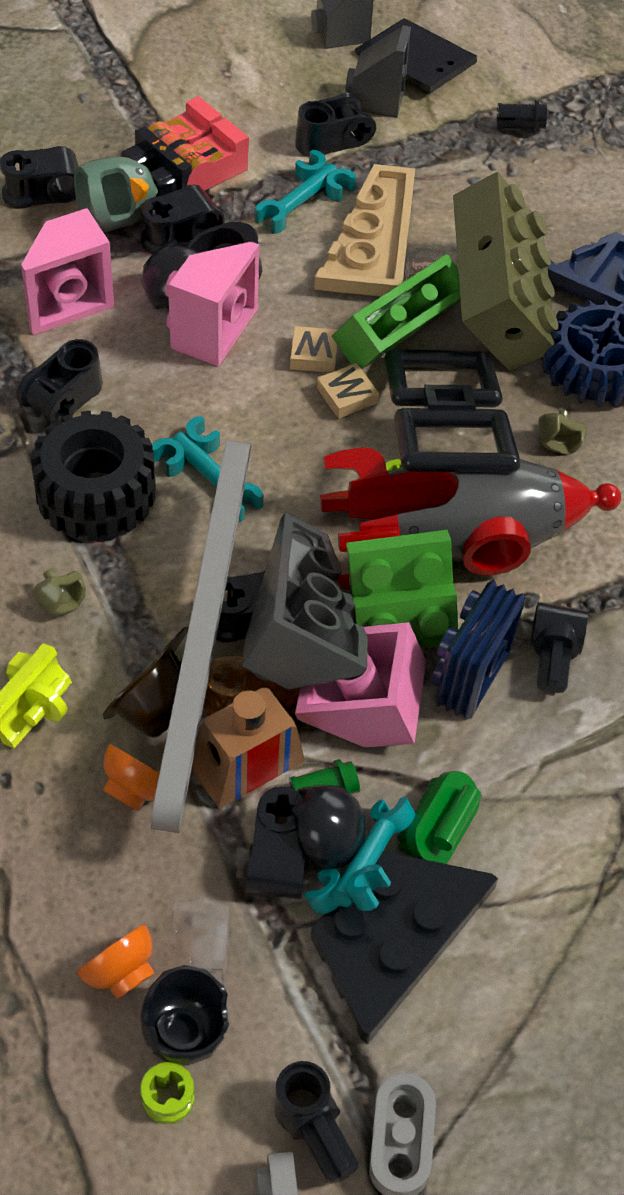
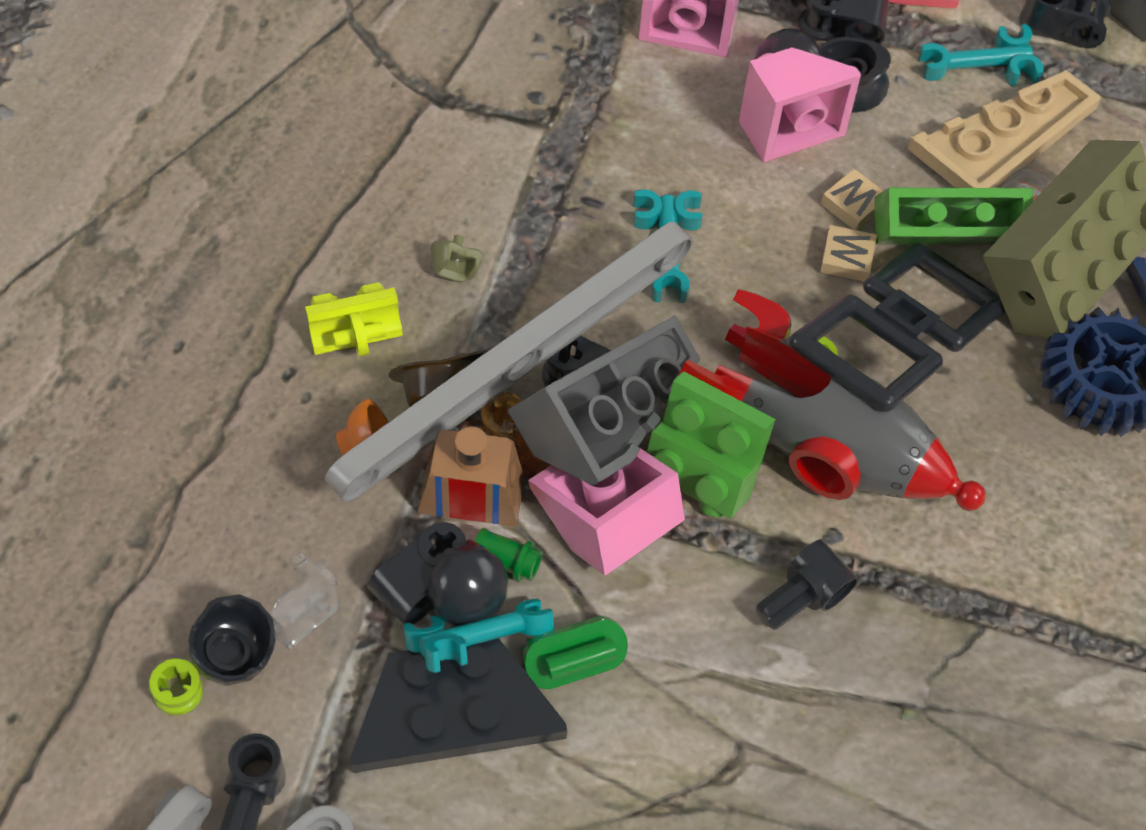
camera: 40 degrees right, 5 degrees up
(64, 379) = (619, 93): black piece -> none
(90, 446) = (568, 153): black tyre -> none
(121, 965) = (227, 568): orange piece -> none
(477, 649) = (724, 537): dark blue brick -> none
(561, 433) = (997, 416): olive piece -> none

